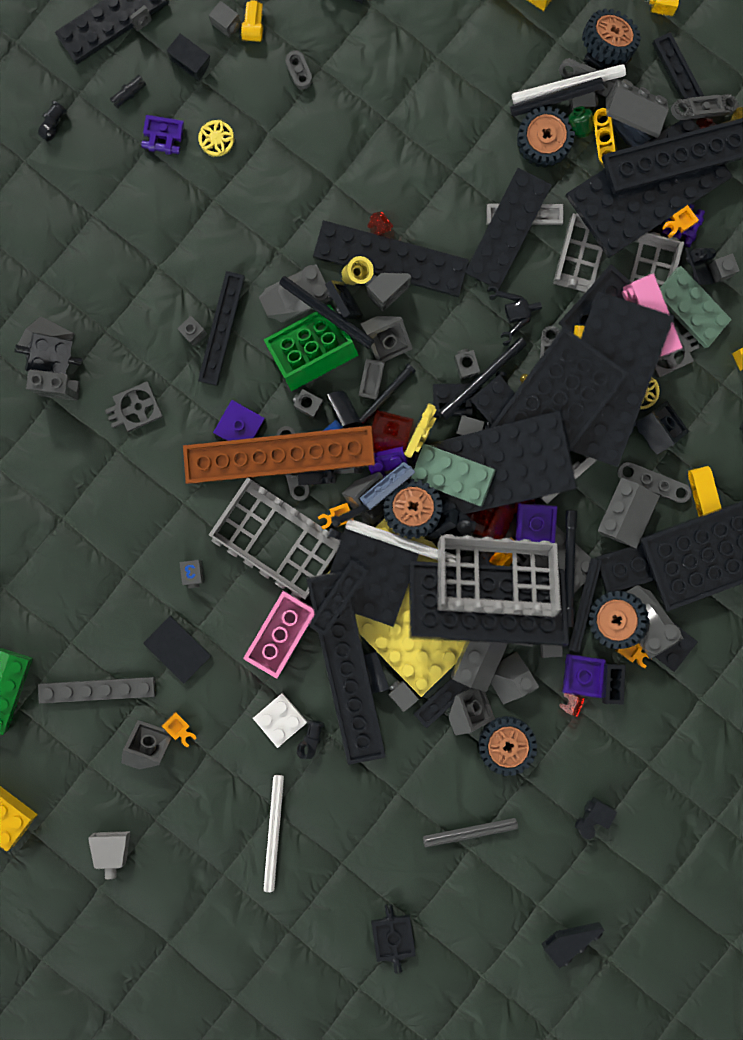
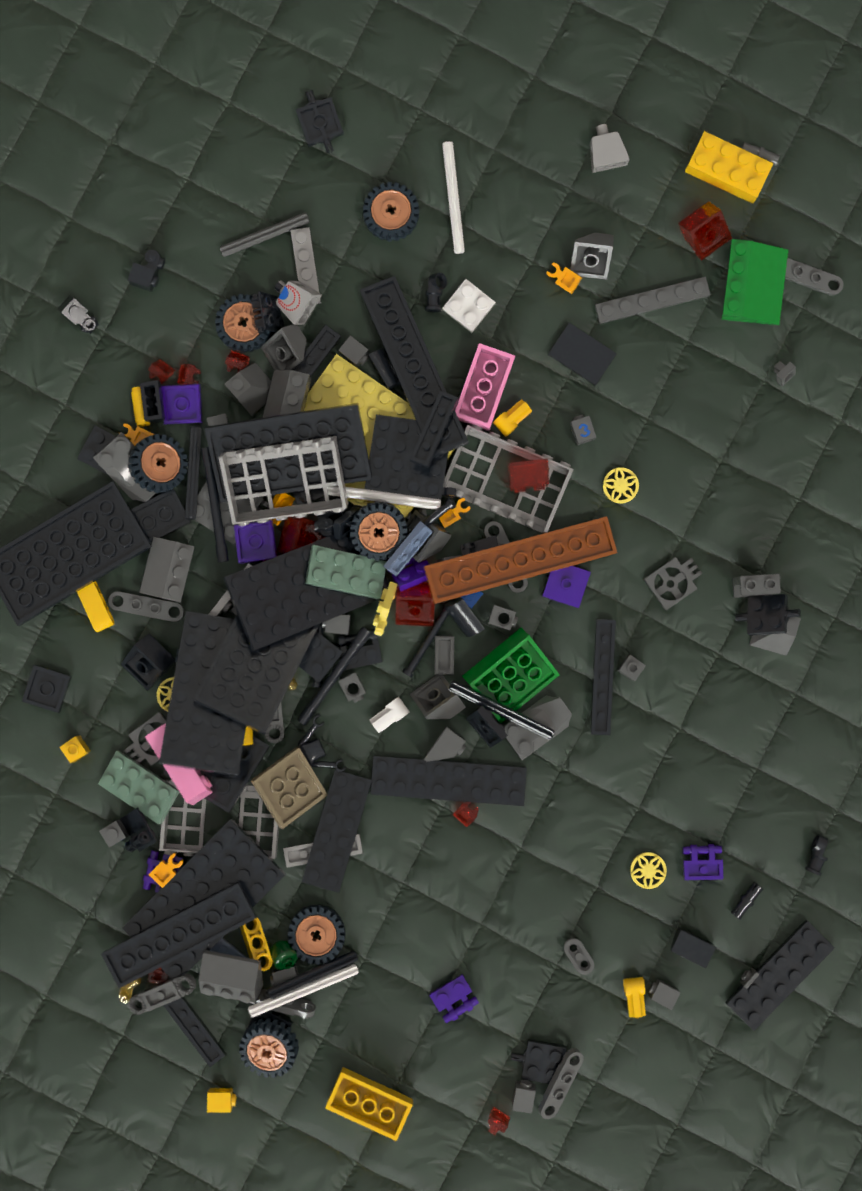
camera: 165 degrees right, 0 degrees up
(28, 750) = (705, 230): none -> clear red slope
(166, 512) = (620, 485): none -> light yellow wheel
(254, 537) = (528, 475): none -> clear red slope
(261, 597) = (509, 420): none -> yellow piece
(353, 829) = (378, 218): none -> wheel
(361, 267) = (472, 756): light yellow plant -> none
(427, 59) = (451, 993): none -> dark purple plate
(431, 333) = (392, 713): none -> white piece
(435, 792) = (305, 258): none -> light grey plate
(451, 758) = (296, 300): none -> light grey torso
(479, 751) = (270, 316): none -> black hinge
(521, 709) = (237, 360): none -> clear red tile
(547, 277) = (289, 787): none -> dark tan plate
(569, 942) = (151, 150): black slope -> none
(599, 714) = (161, 370): none -> clear red tile
(629, 674) = (138, 407): none -> yellow piece
(673, 787) = (77, 314): none -> brick

